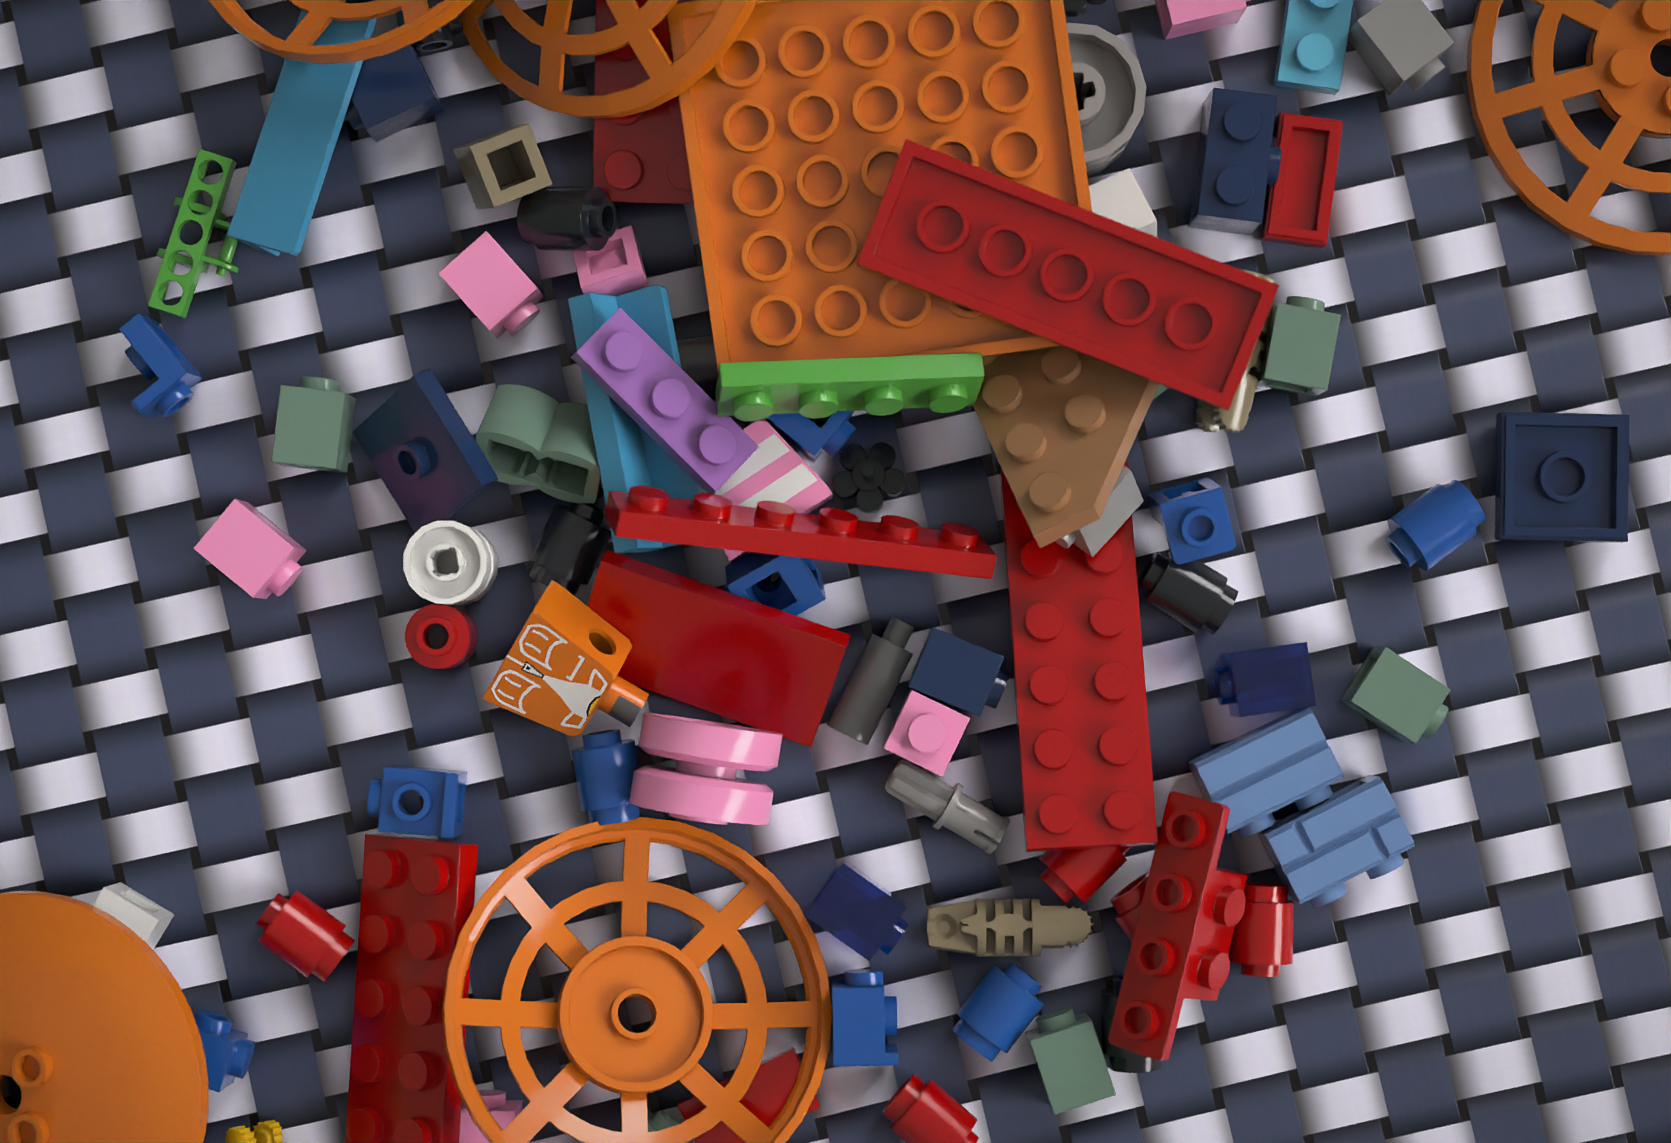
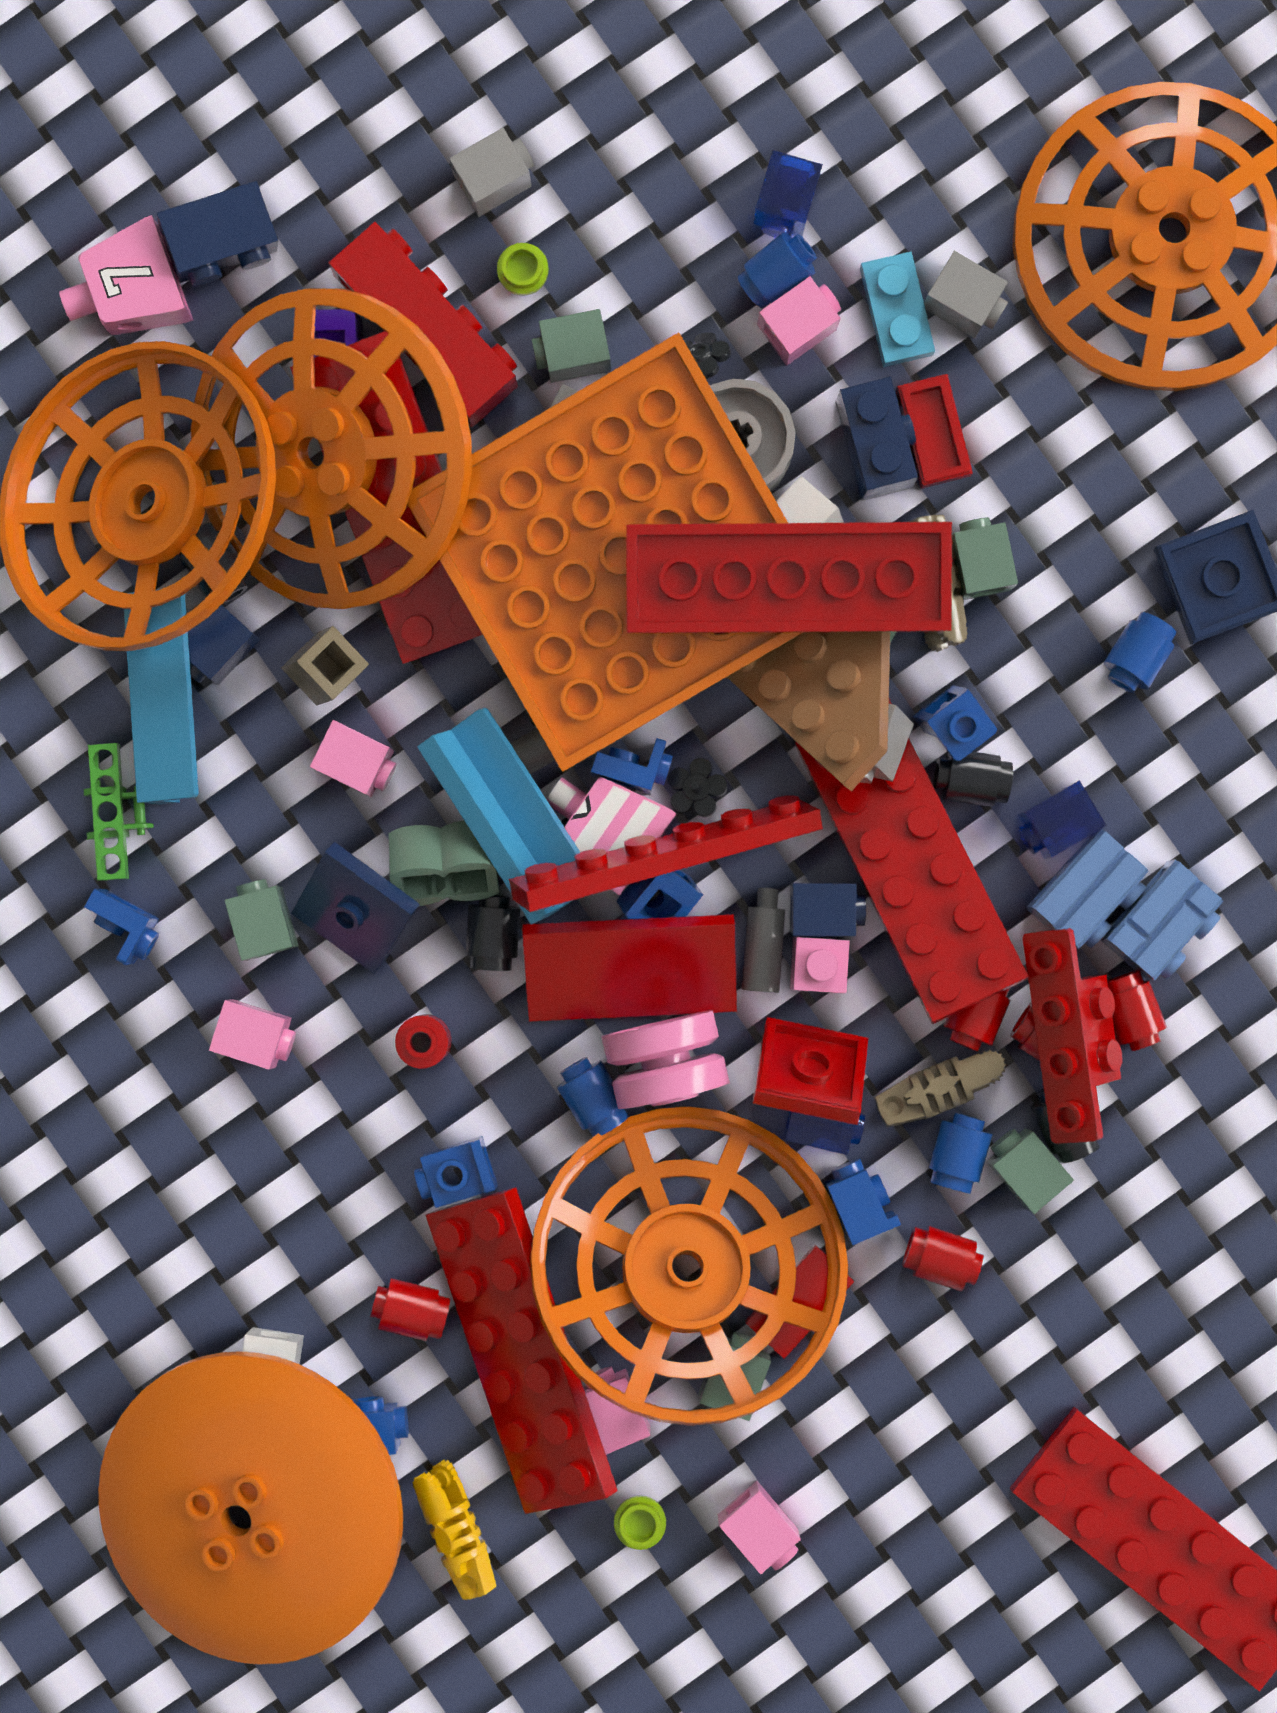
camera: 20 degrees left, 0 degrees up
(450, 563) = (407, 983): white wheel -> none
(566, 667) = (527, 1026): orange torso -> none
(567, 218) = (389, 685): black brick -> none
(614, 268) = (435, 706): bright pink plate -> none
(664, 402) = (522, 795): medium lavender plate -> none
(848, 384) = (669, 720): bright green plate -> none
(867, 849) = (811, 1071): none -> red tile
(947, 805) = (857, 1014): light grey axle -> none
(1397, 696) = (1164, 793): sand green brick -> none

